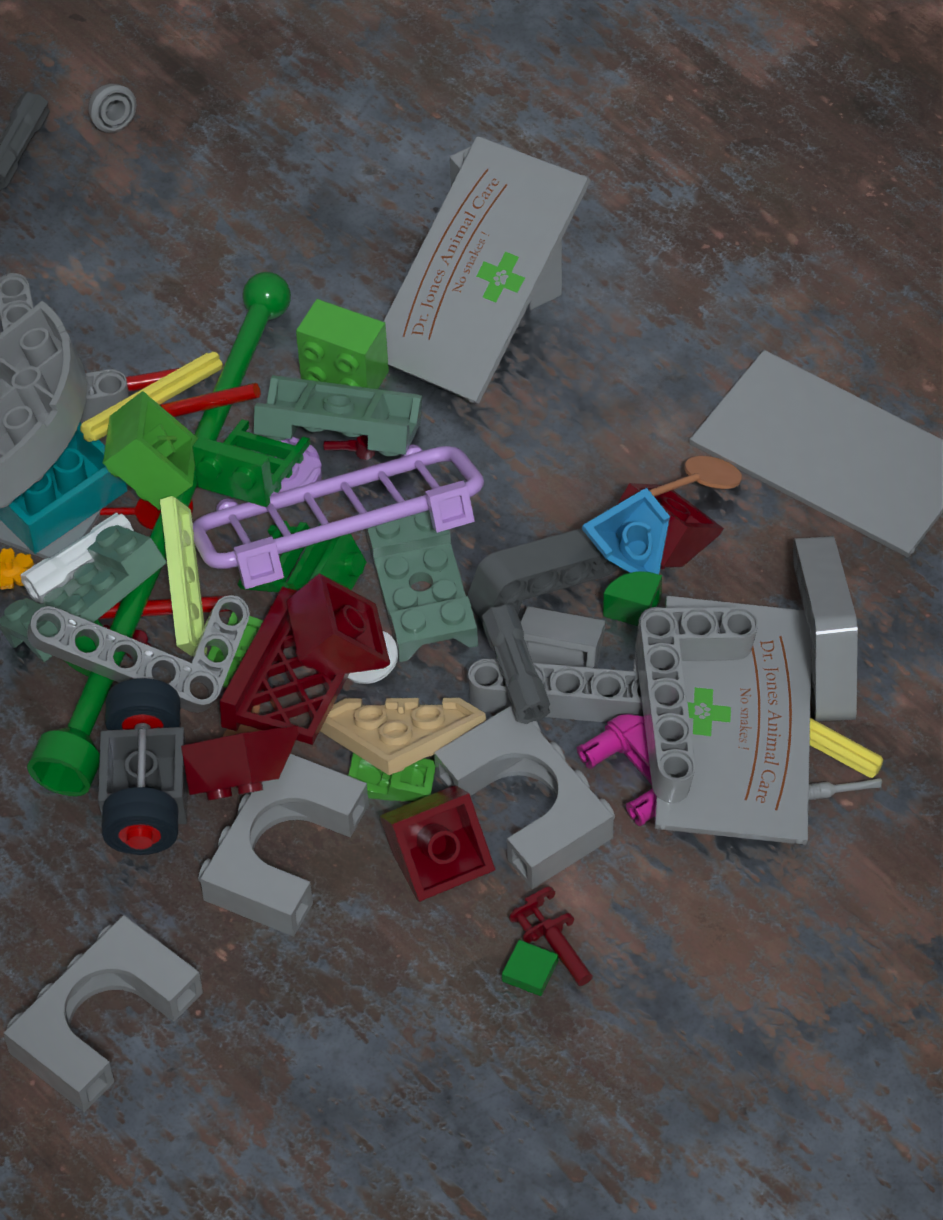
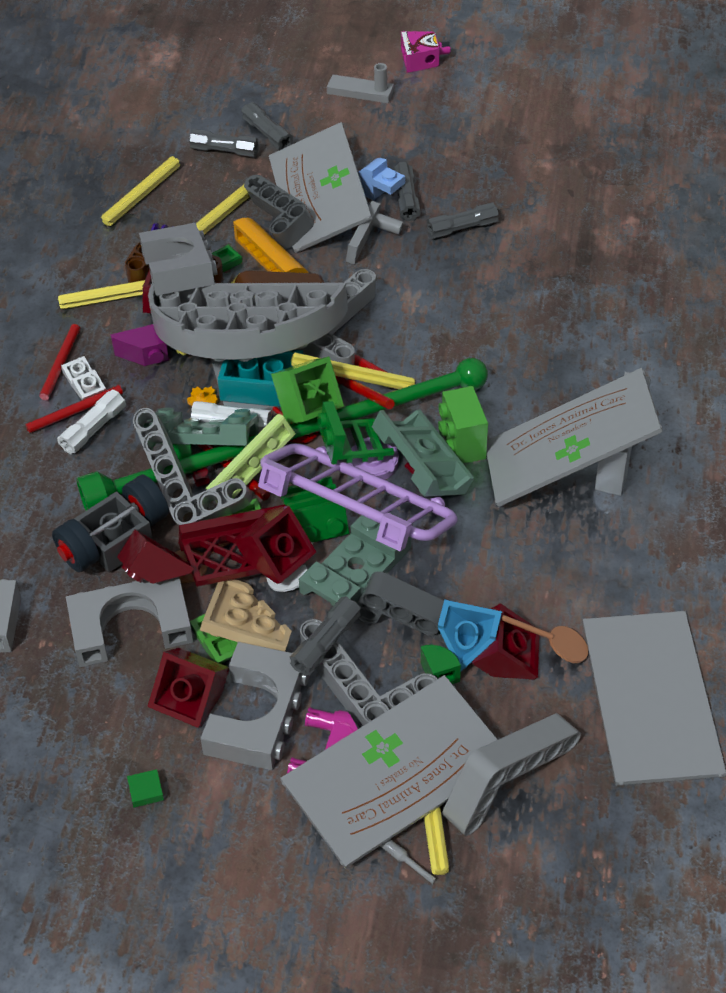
camera: 50 degrees right, 5 degrees down
(112, 107) = (522, 238): light grey brick -> none
(552, 932) = (178, 781): dark red piece -> none
(562, 638) = (375, 651): light grey brick -> none
(657, 686) = (377, 716): light grey beam -> none

